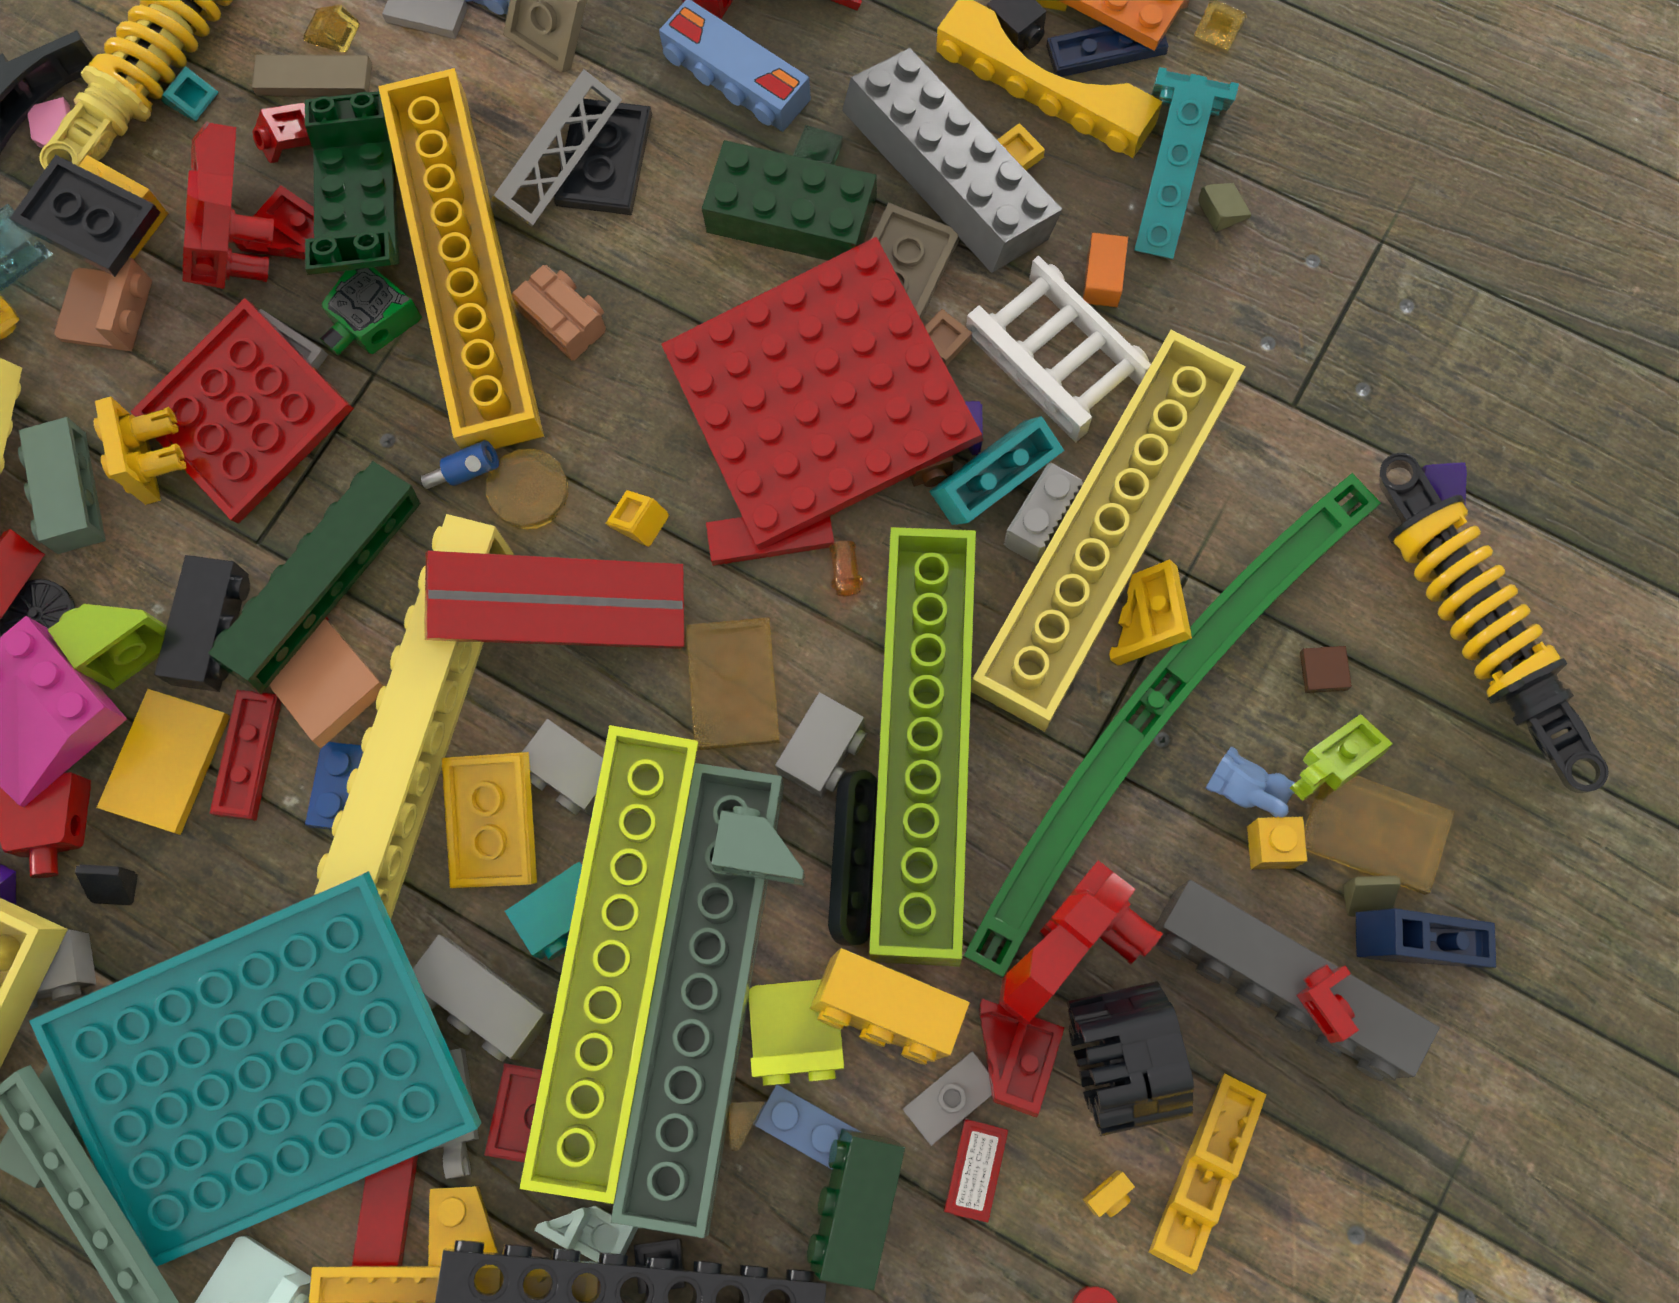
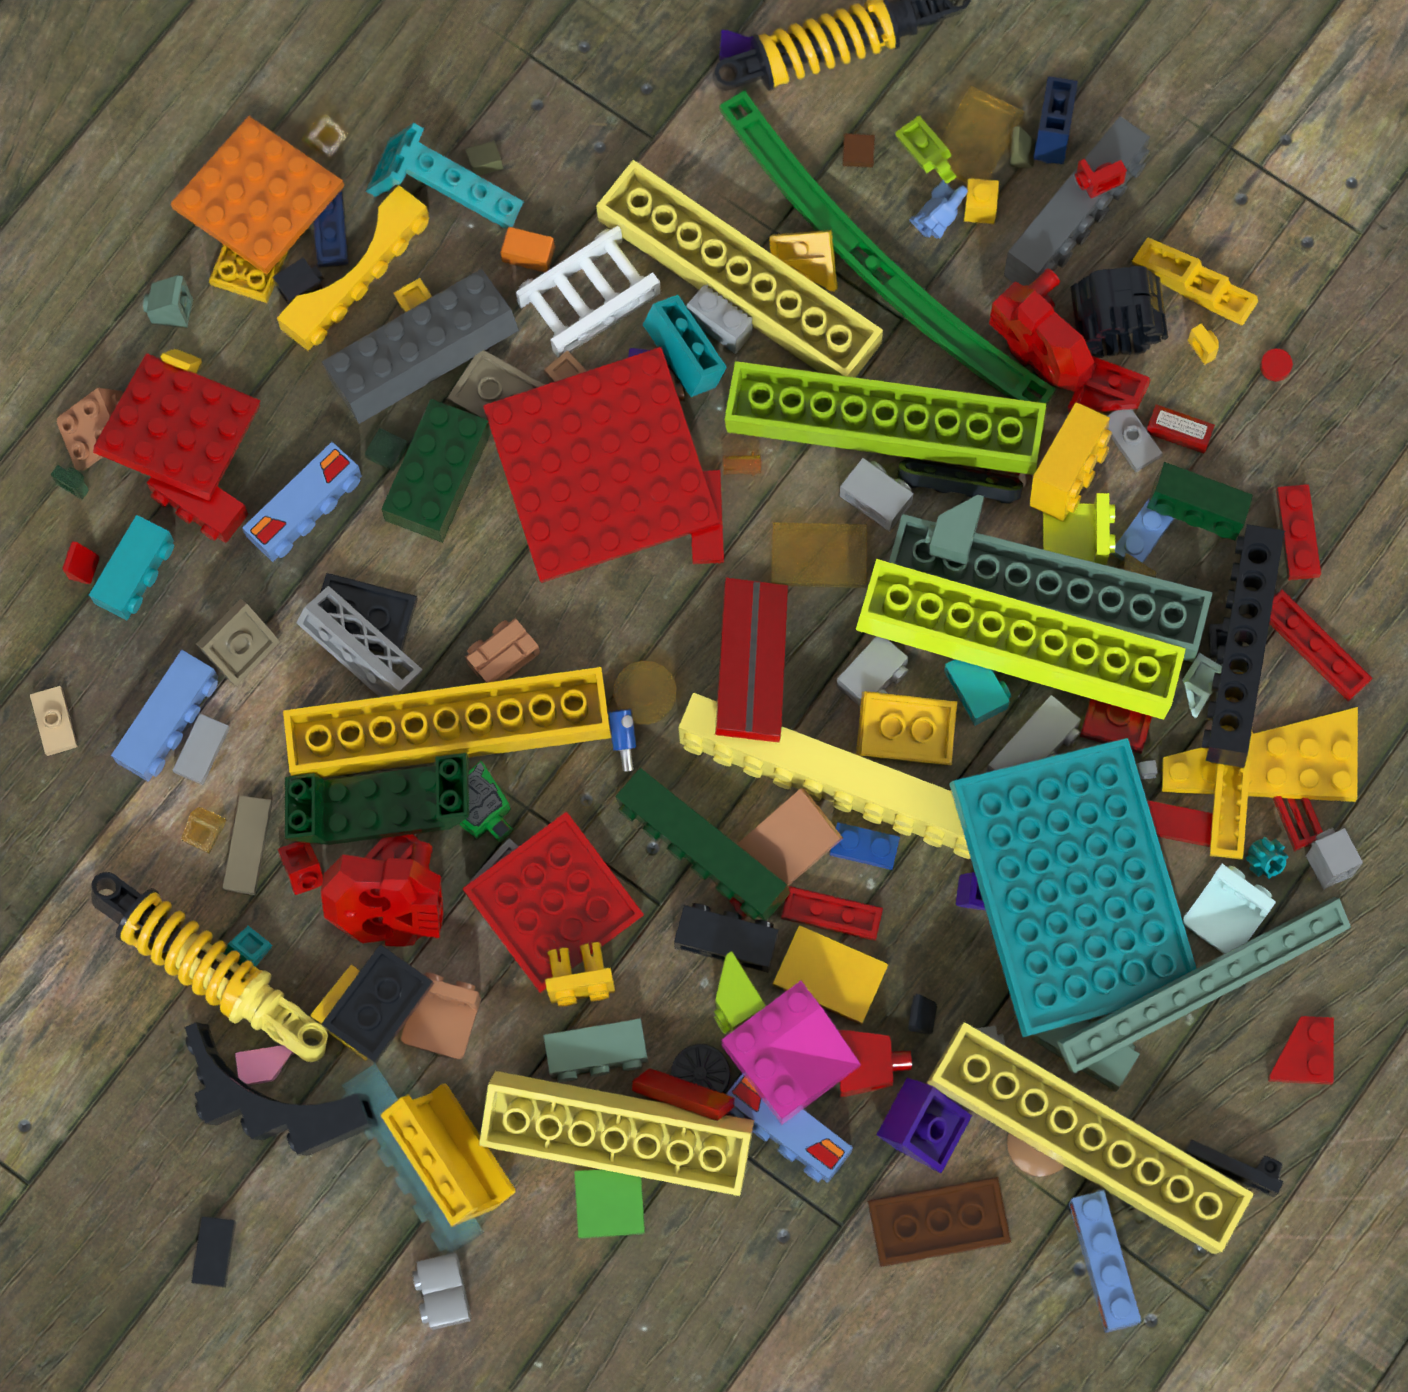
camera: 85 degrees left, 0 degrees up
(638, 517) = (678, 613): yellow slope -> none

